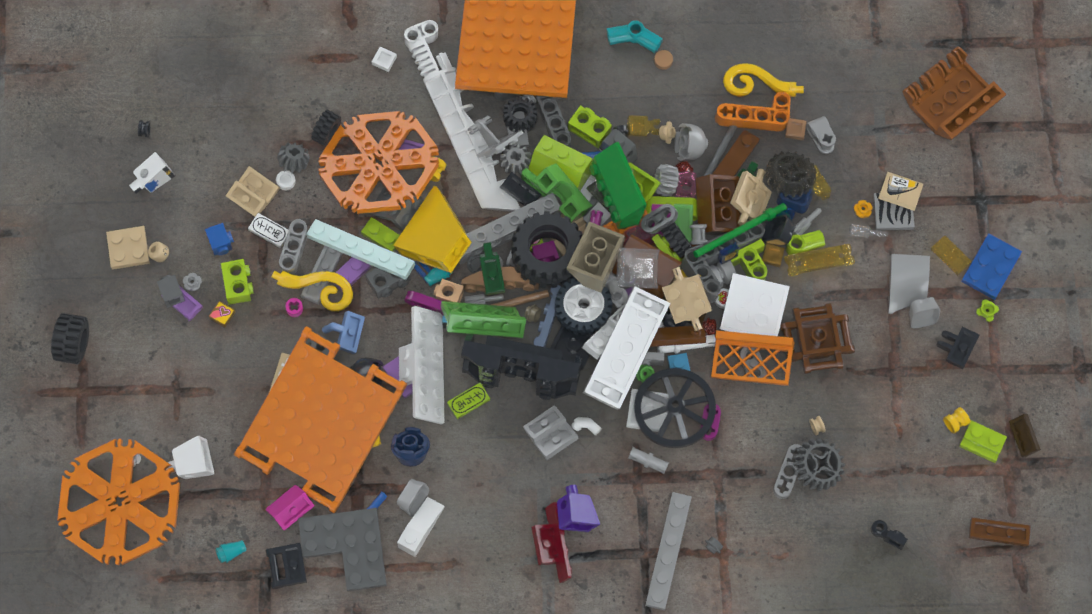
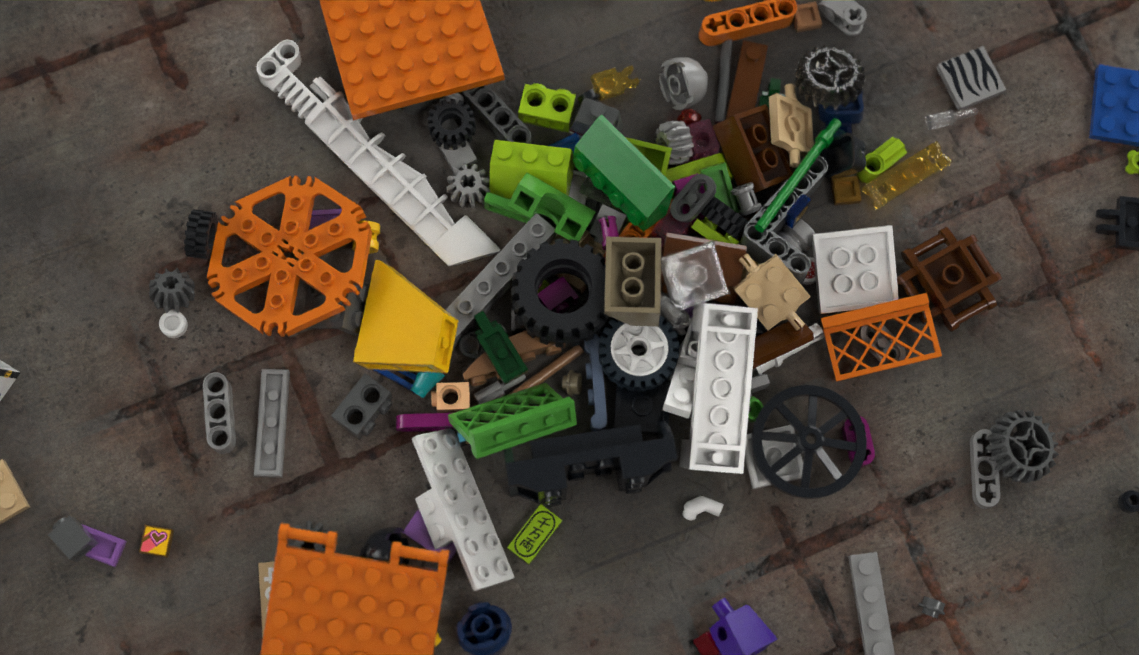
camera: 25 degrees left, 5 degrees up
(158, 251) = (35, 488): tan piece -> none
(192, 286) = (103, 517): light grey plate -> none
(219, 239) = (113, 439): blue brick -> none
(233, 282) = (153, 493): lime brick -> none
(253, 191) = (134, 356): tan slope -> none
(268, 230) = (176, 401): white tile -> none
(294, 313) = (254, 502): dark pink bush -> none
(295, 282) = (236, 461): yellow plant -> none
(349, 331) = (338, 500): medium blue plate -> none
(352, 271) = (310, 413): medium lavender plate -> none
(360, 249) = (312, 383): light aqua plate -> none
(380, 234) = (329, 351): lime plate -> none
(384, 59) = (242, 113): white plate -> none
(494, 145) = (434, 176): light grey plate -> none
(520, 189) = (490, 224): black plate -> none
(550, 432) = (659, 535): light grey slope -> none
(648, 460) = (802, 524): light grey pin -> none
(667, 132) = (649, 79): tan plate -> none
(679, 361) = (786, 377): dark azure plate -> none
(710, 326) = (807, 314): clear red plate -> none
(756, 264) = (832, 210): lime tile -> none
(805, 223) = (869, 133): light grey axle -> none
(817, 425) = (996, 394): tan bush -> none
(821, 186) = (874, 81): clear yellow plate -> none
(863, 213) = (928, 94): light orange plate -> none
(901, 191) = (972, 49): tan slope -> none
(907, 280) = (1029, 162): light grey slope -> none
(924, 313) = (1067, 196): light grey piece -> none
(951, 255) = (1064, 109): clear yellow plate -> none

